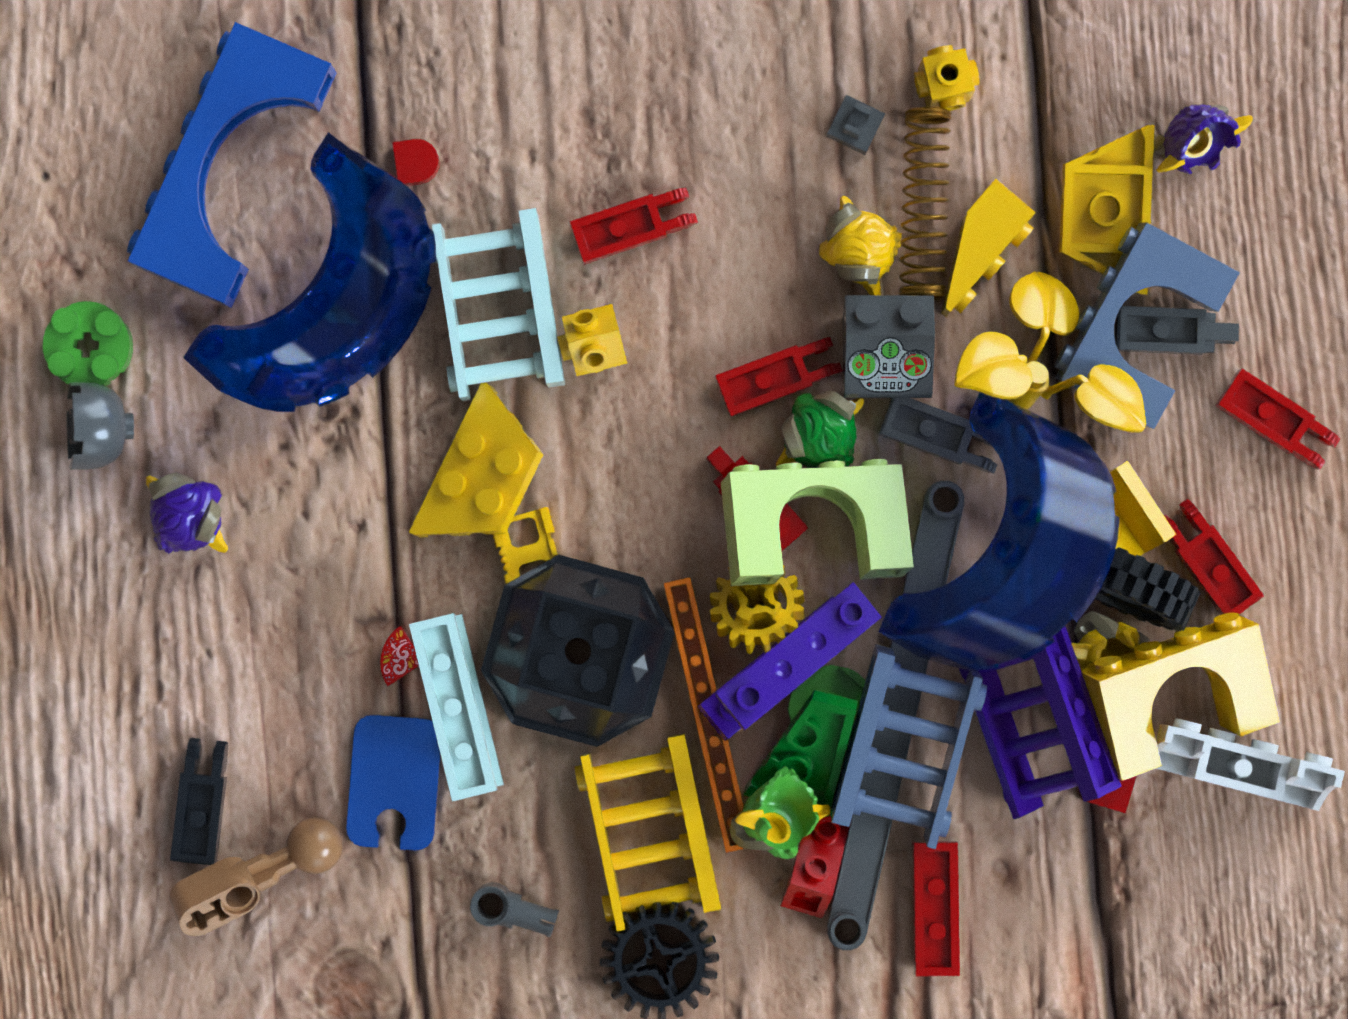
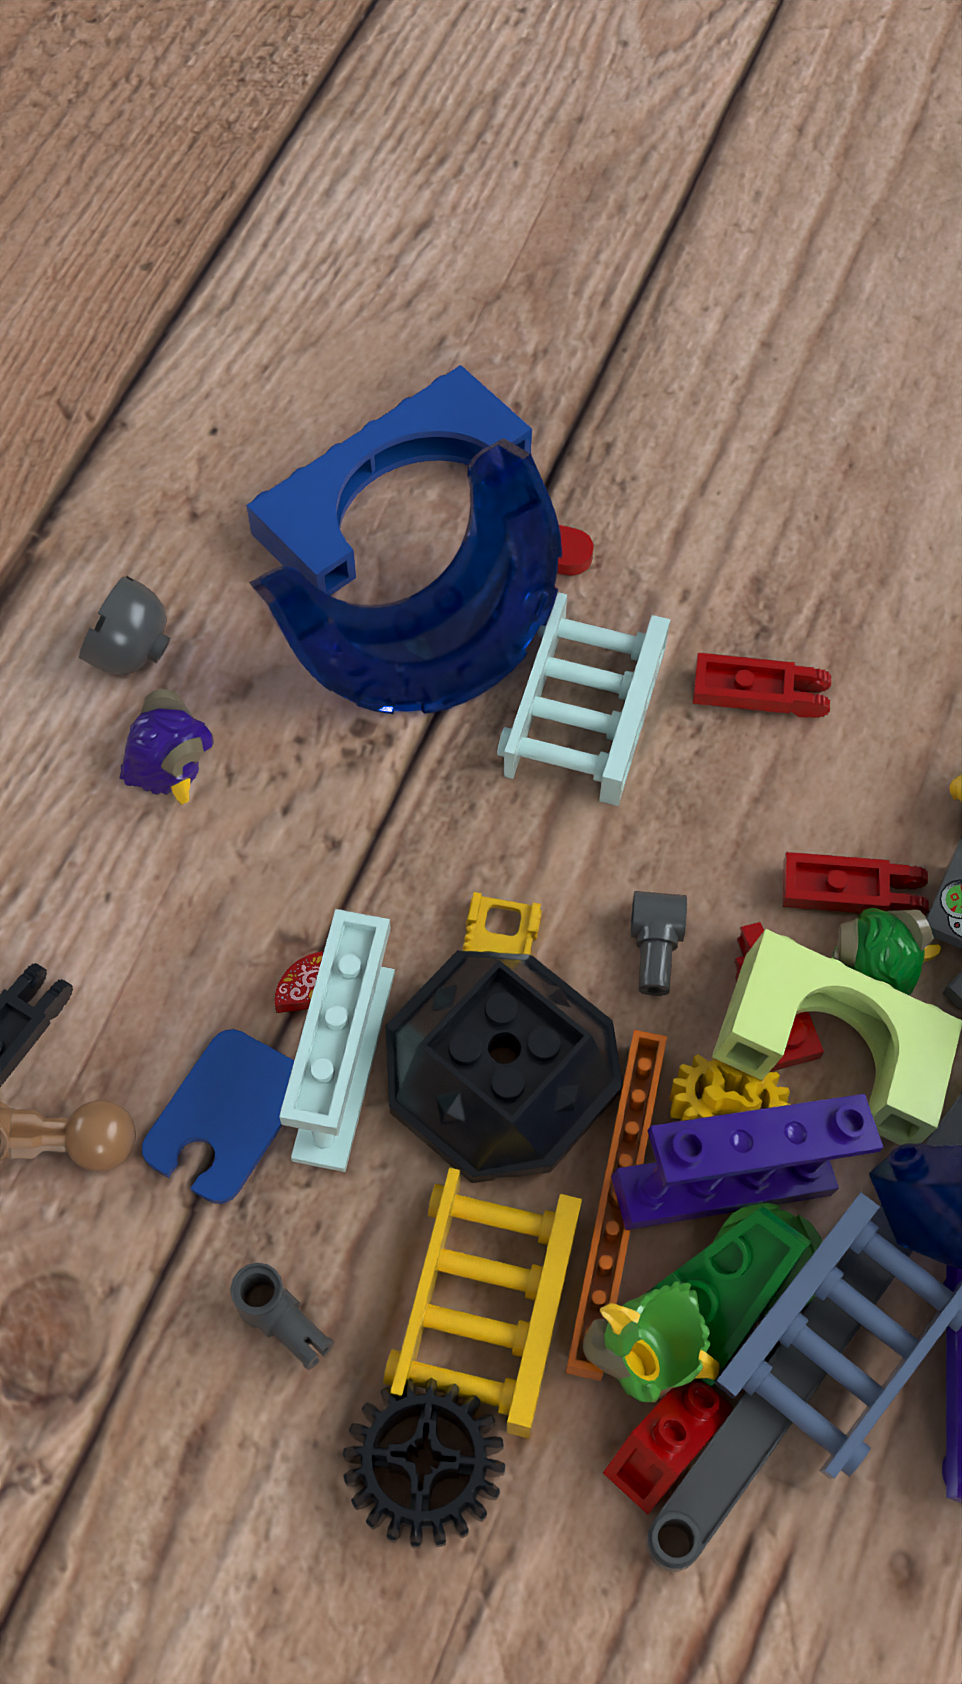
camera: 20 degrees right, 25 degrees down
(70, 326) = (169, 549): bright green plate -> none
(481, 473) = (486, 843): yellow wing -> none
(592, 340) = (680, 777): yellow brick -> none
(644, 485) = (657, 925): none -> dark grey pin
(936, 909) = (799, 1573): red plate -> none

